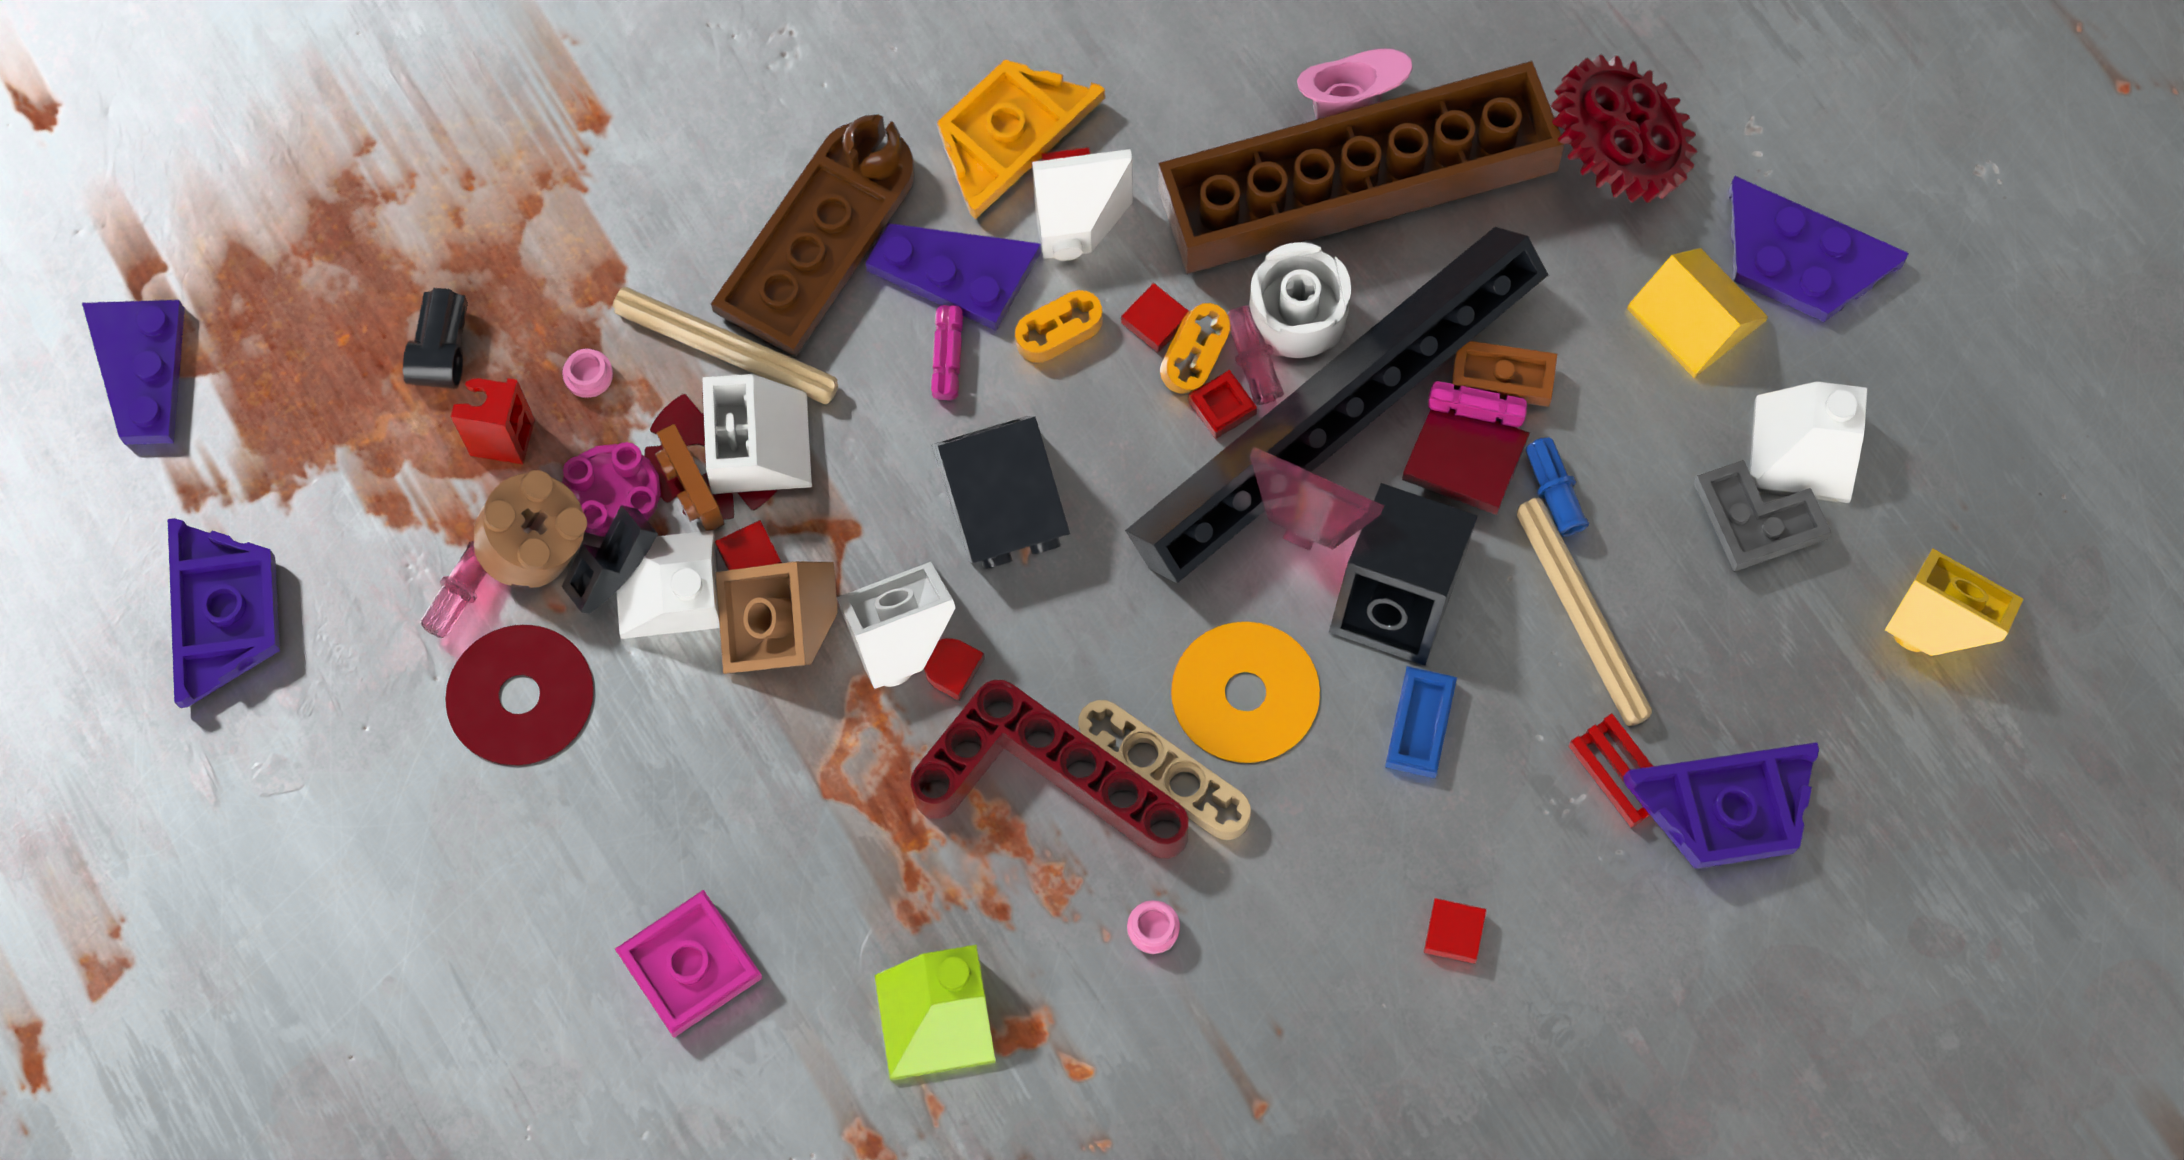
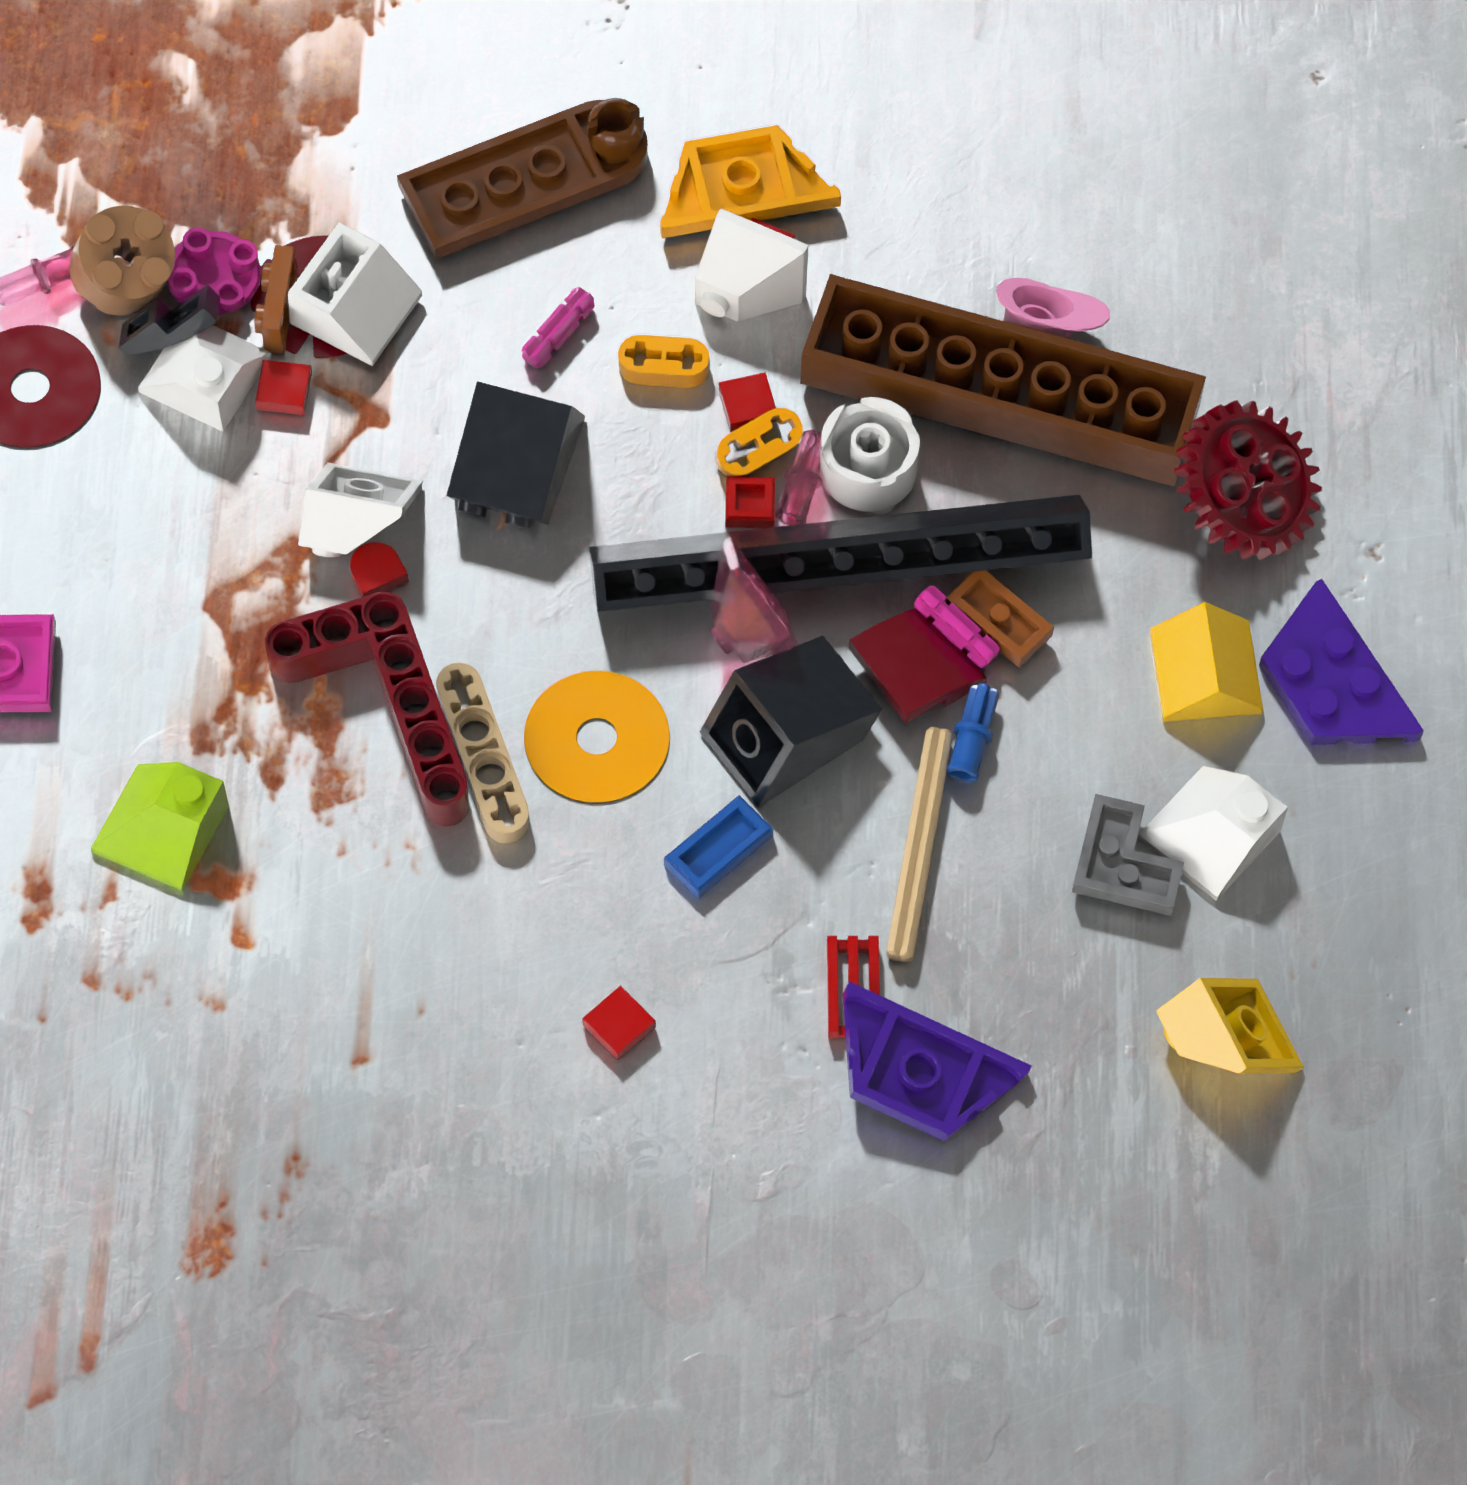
camera: 30 degrees right, 5 degrees down
(436, 352) = (158, 87): black piece -> none
(499, 426) = (159, 164): red hinge -> none
(587, 373) = (263, 172): bright pink plate -> none
(724, 345) = (387, 217): tan axle -> none
(775, 614) = (266, 440): medium nougat slope -> none
(955, 268) = (616, 268): dark purple wing -> none
(1153, 927) = (381, 865): bright pink plate -> none

